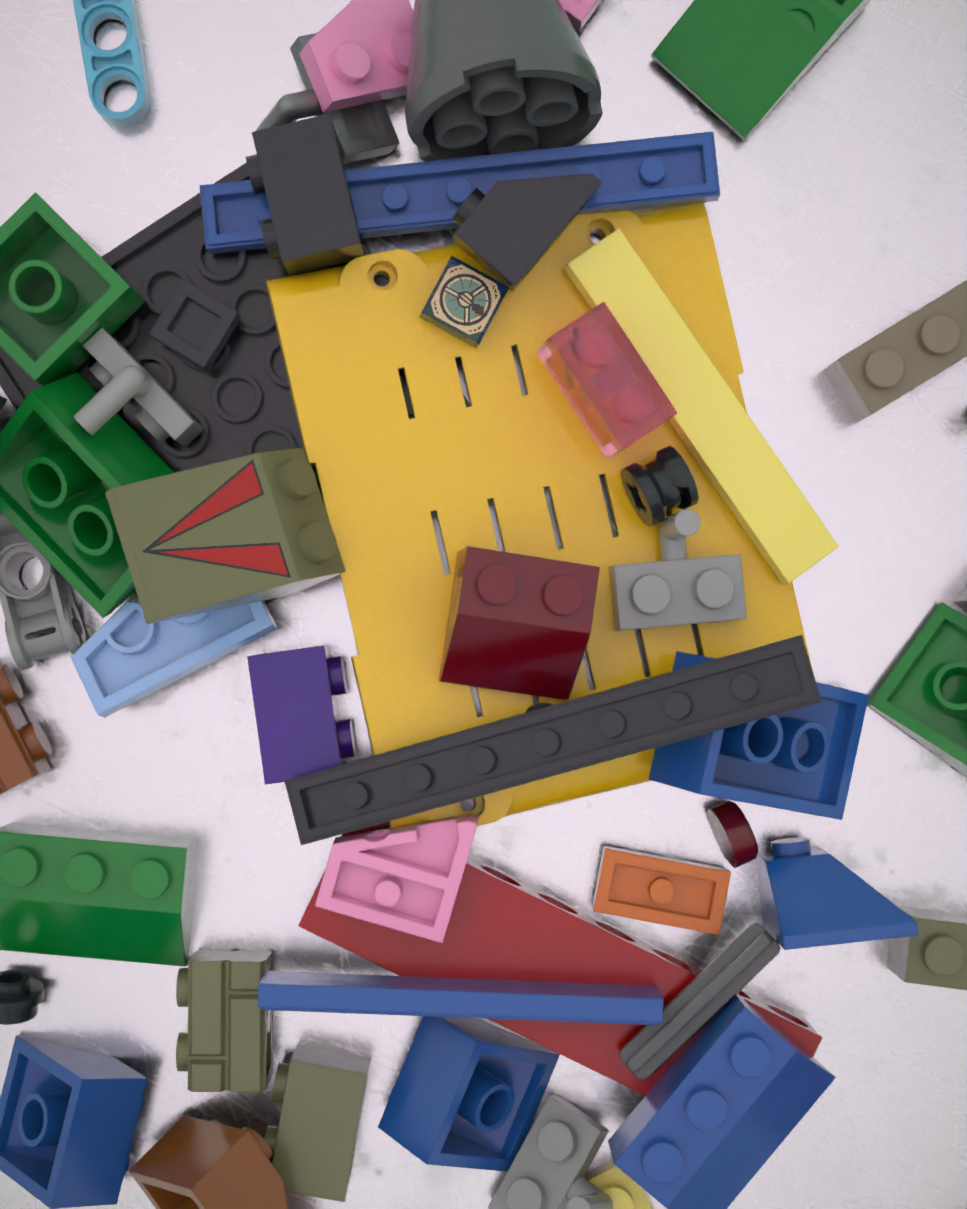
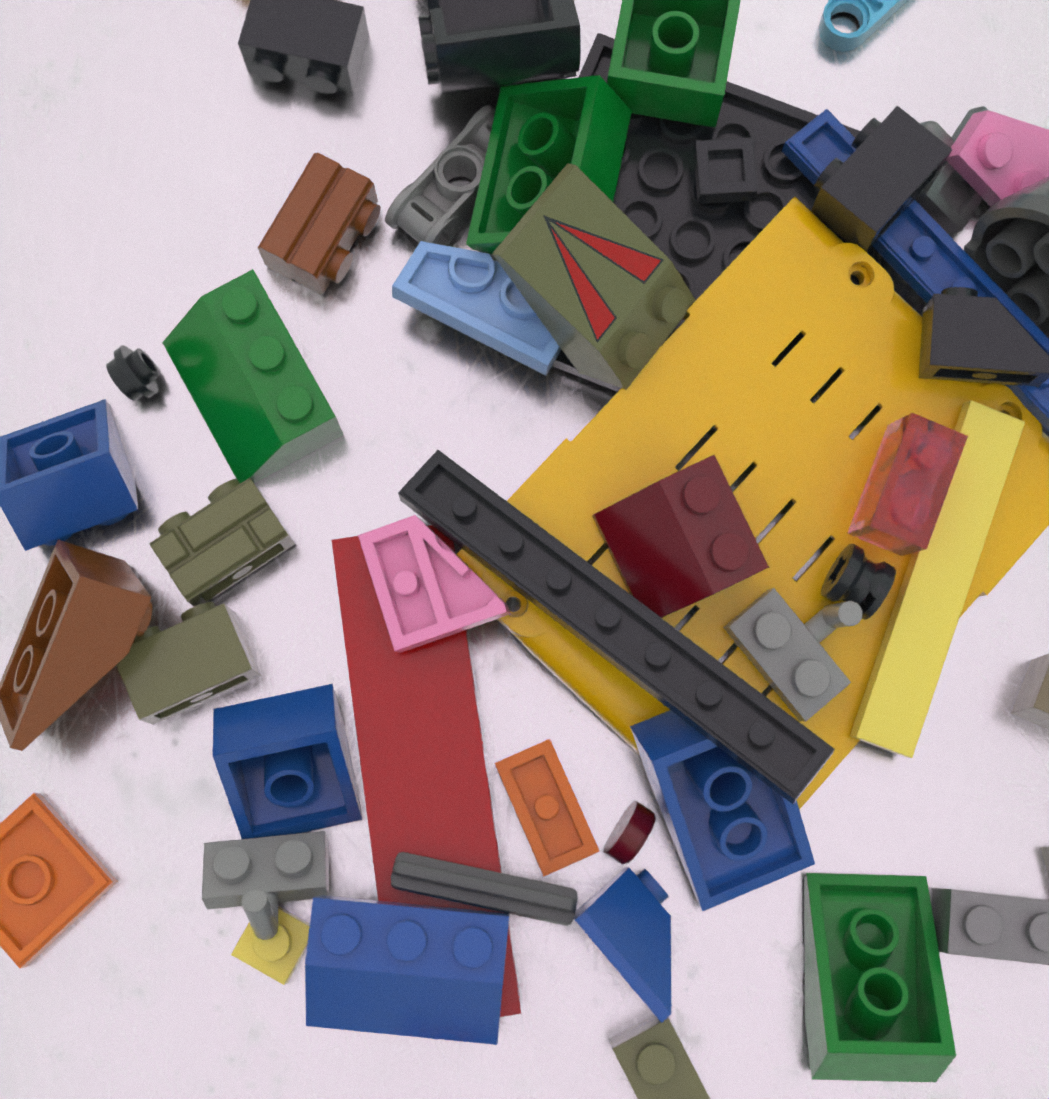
camera: 55 degrees right, 10 degrees down
(127, 378) = (653, 139): light grey plate -> none
(300, 712) = (497, 432): dark purple brick -> none
(460, 997) = (361, 696): blue tile -> none
(464, 302) = (886, 343): tile -> none

